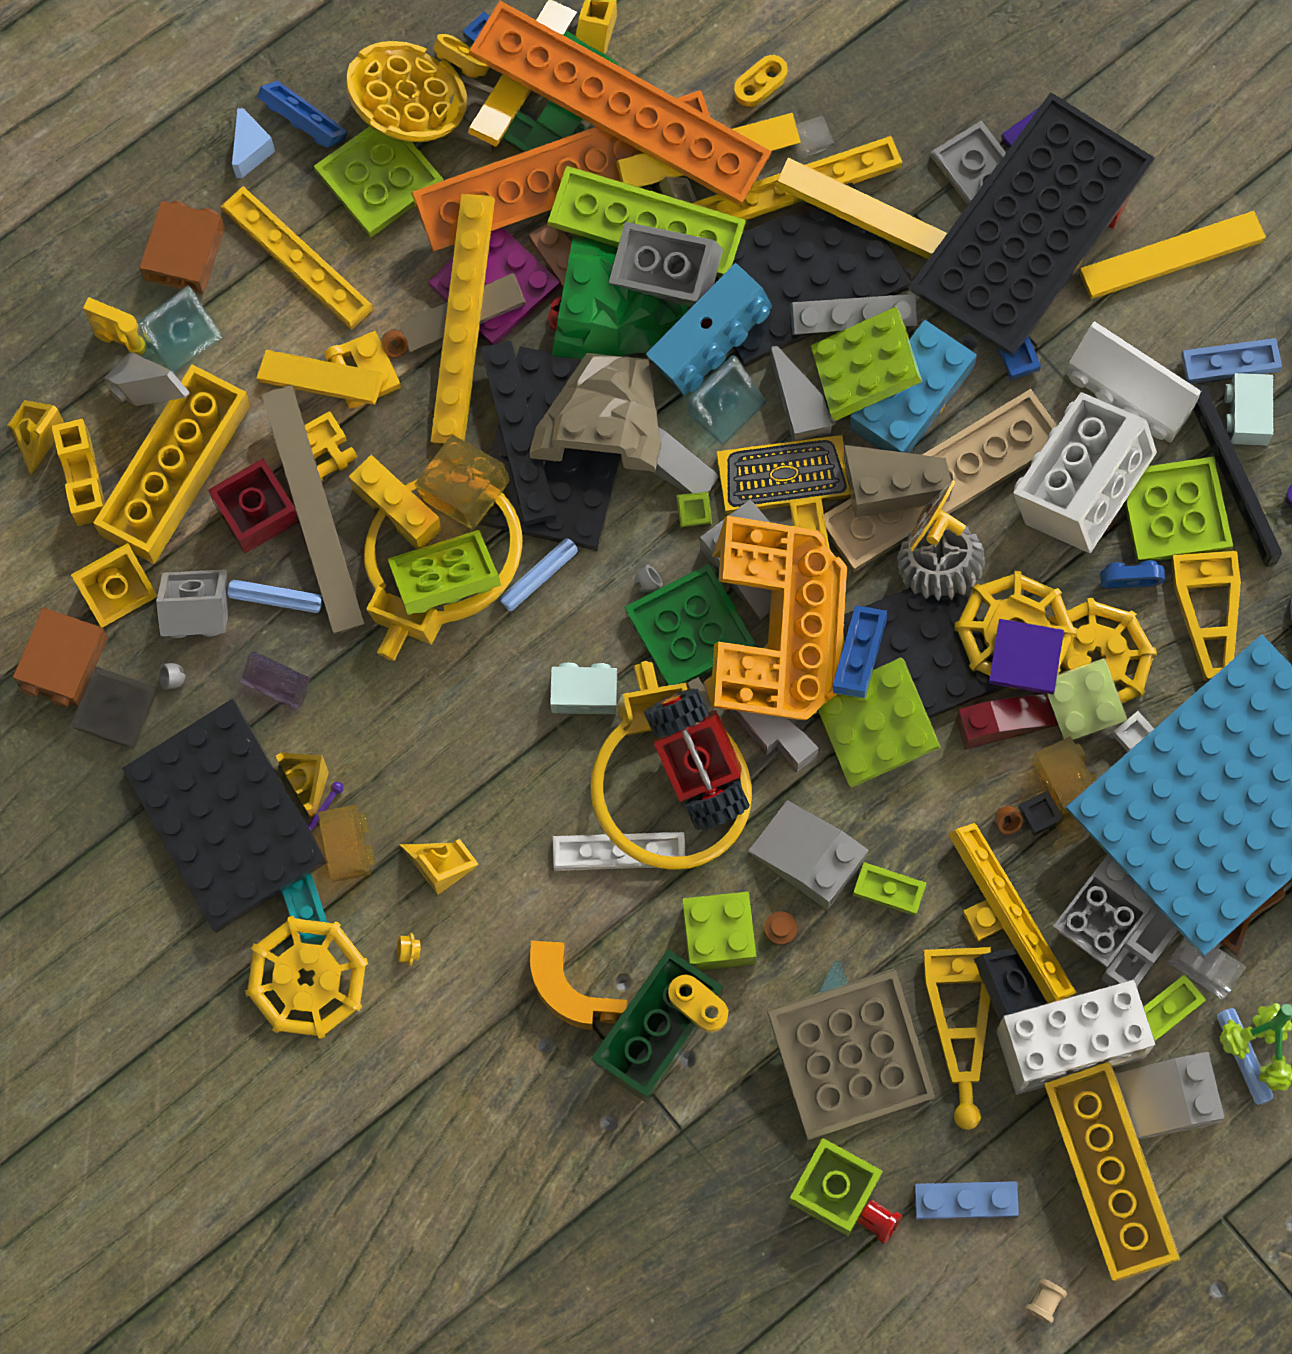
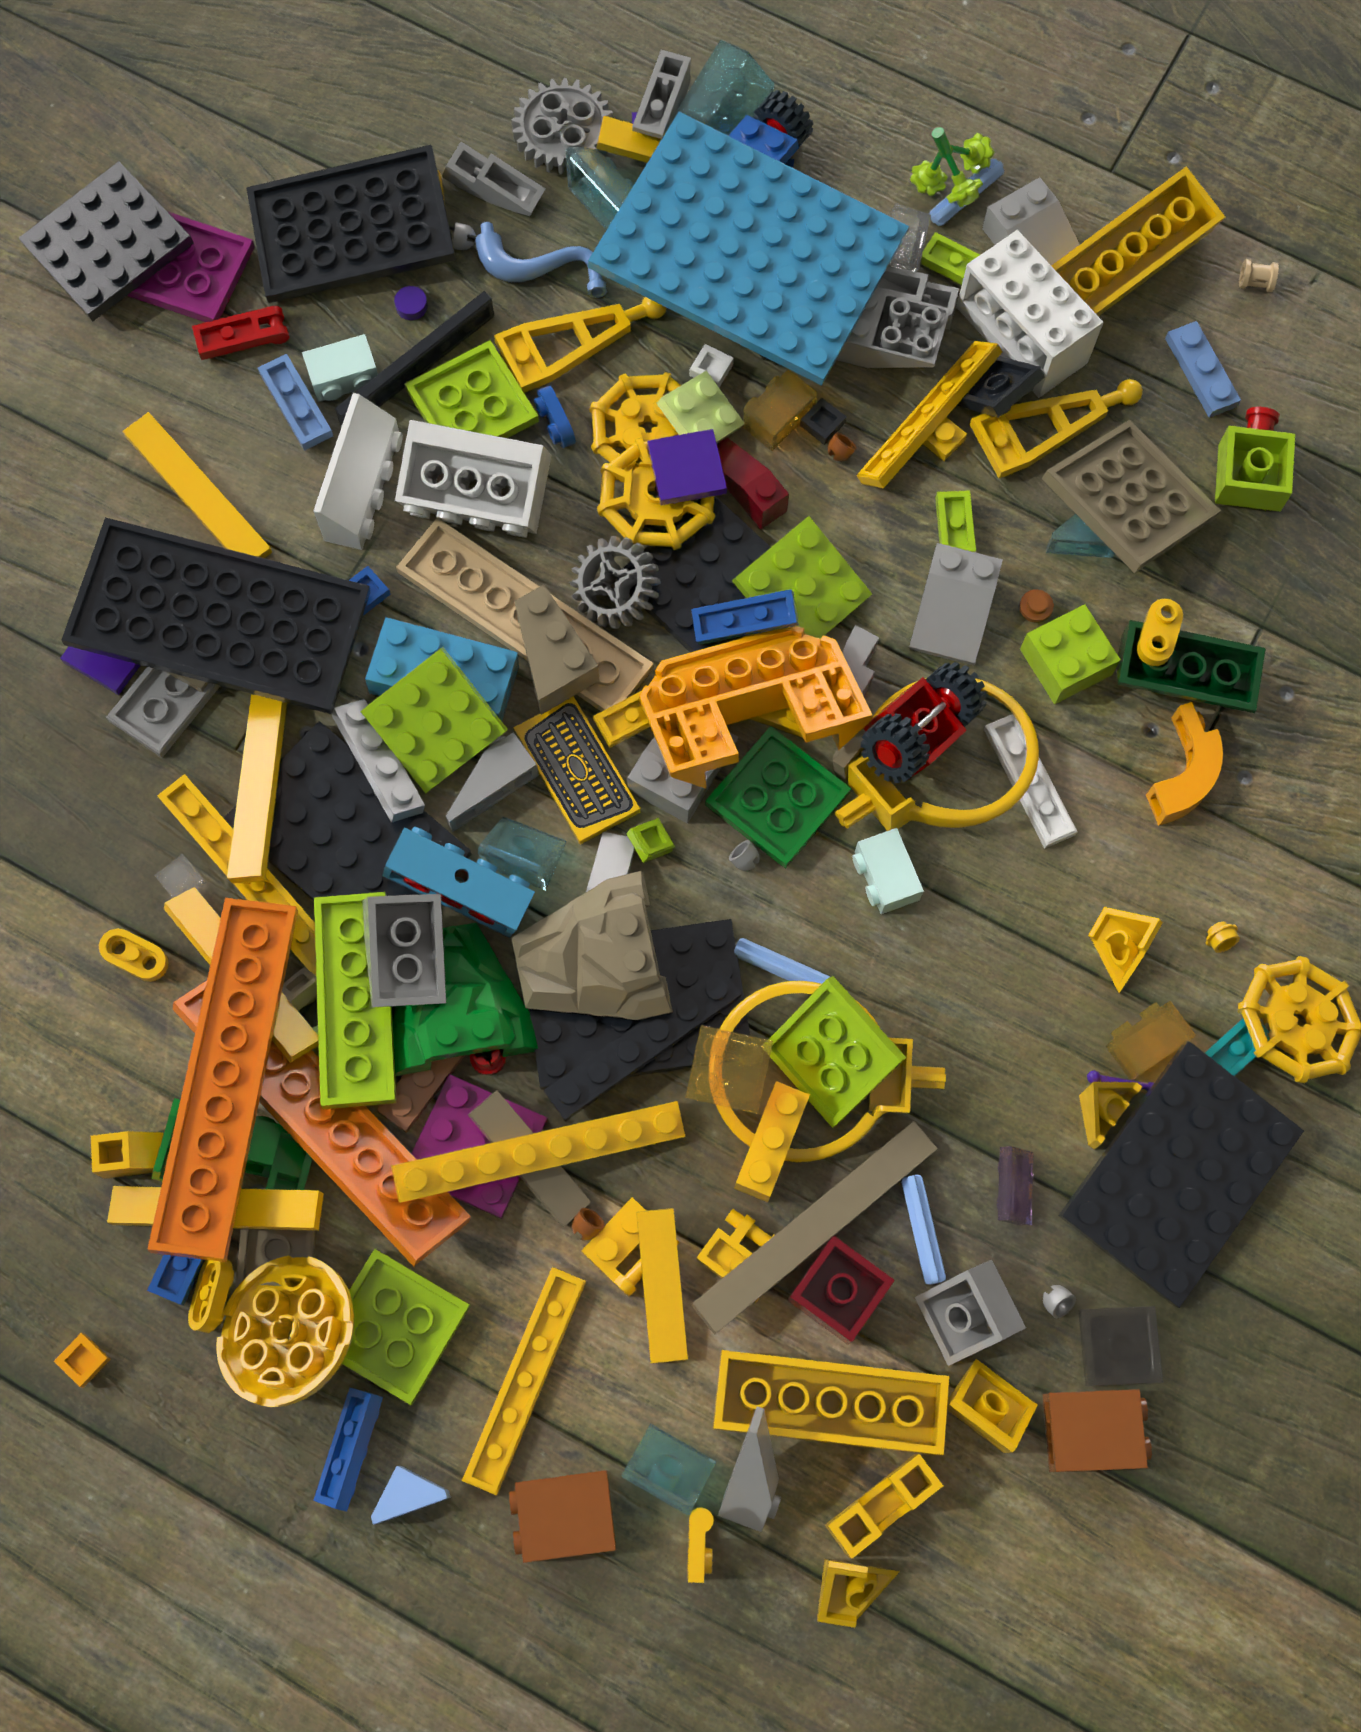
camera: 115 degrees left, 0 degrees up
(931, 512) = (584, 595): yellow shield -> none

